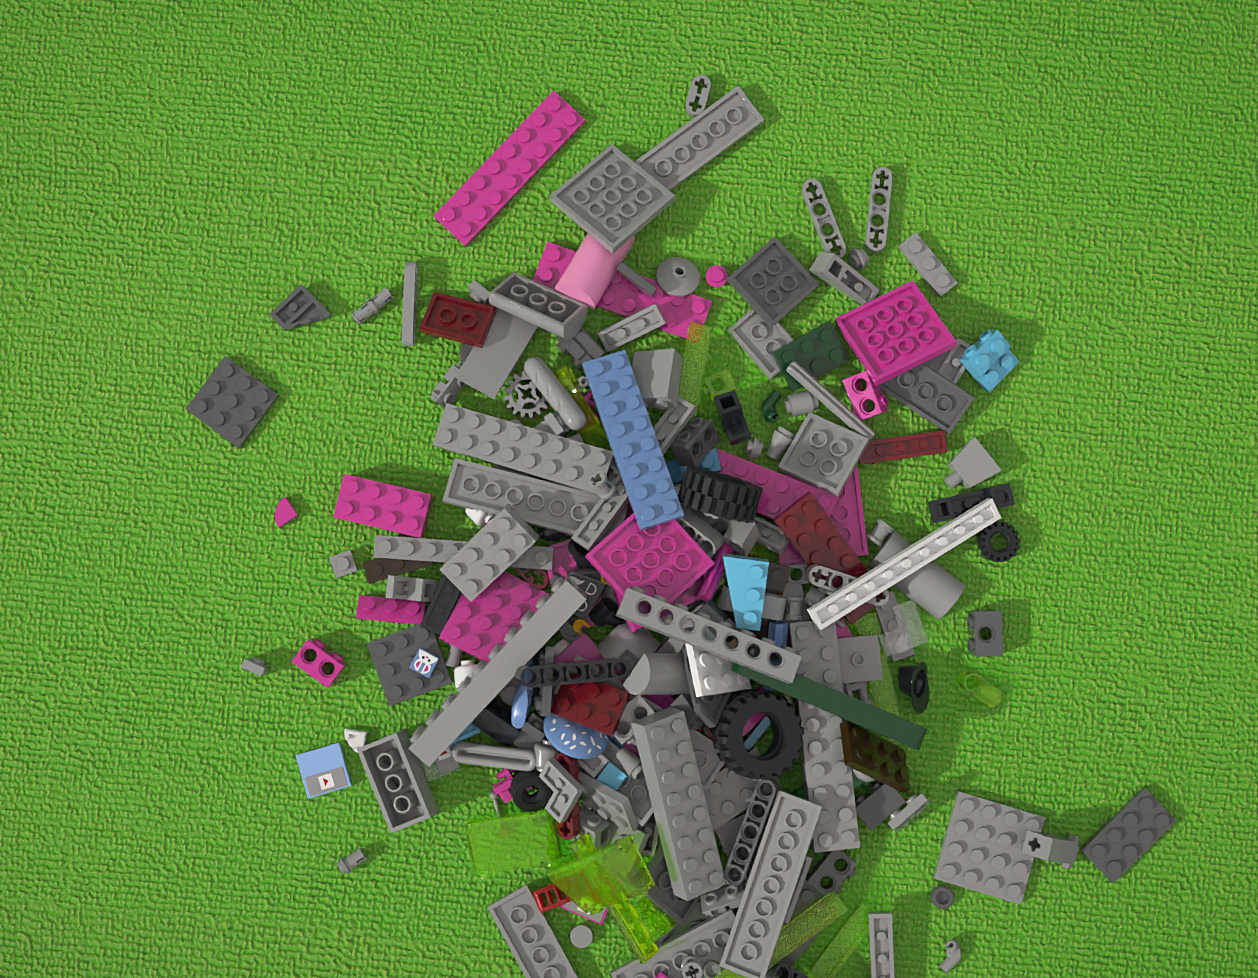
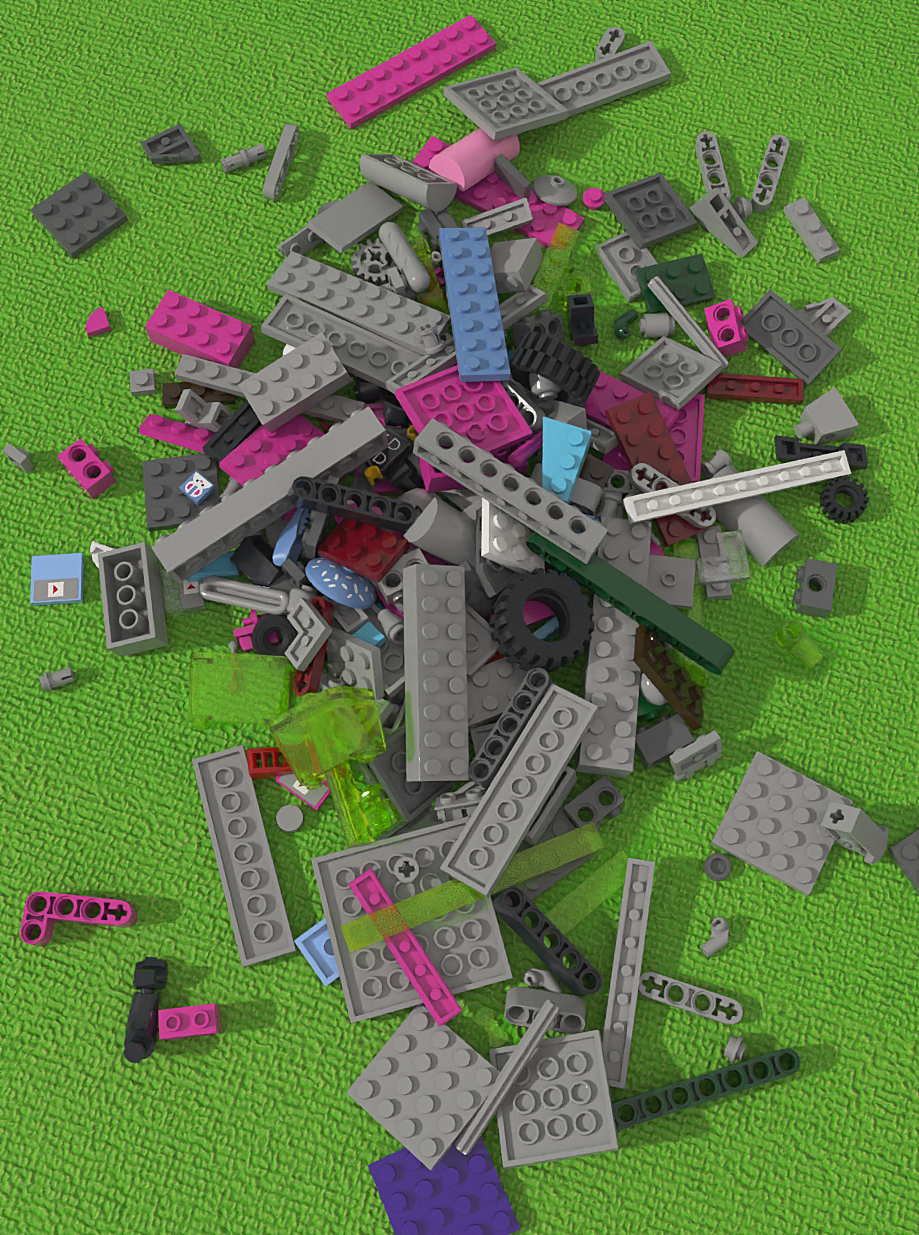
camera: 10 degrees right, 15 degrees down
(458, 319) = (325, 181): dark red tile -> none
(478, 293) = (351, 164): light grey plate -> none
(753, 448) = (598, 356): light grey plate -> none
(779, 443) = (626, 356): light grey cone -> none
(895, 333) = (768, 273): dark pink plate -> none
(914, 684) = (726, 621): black piece -> none
(989, 359) = (862, 321): medium azure plate -> none

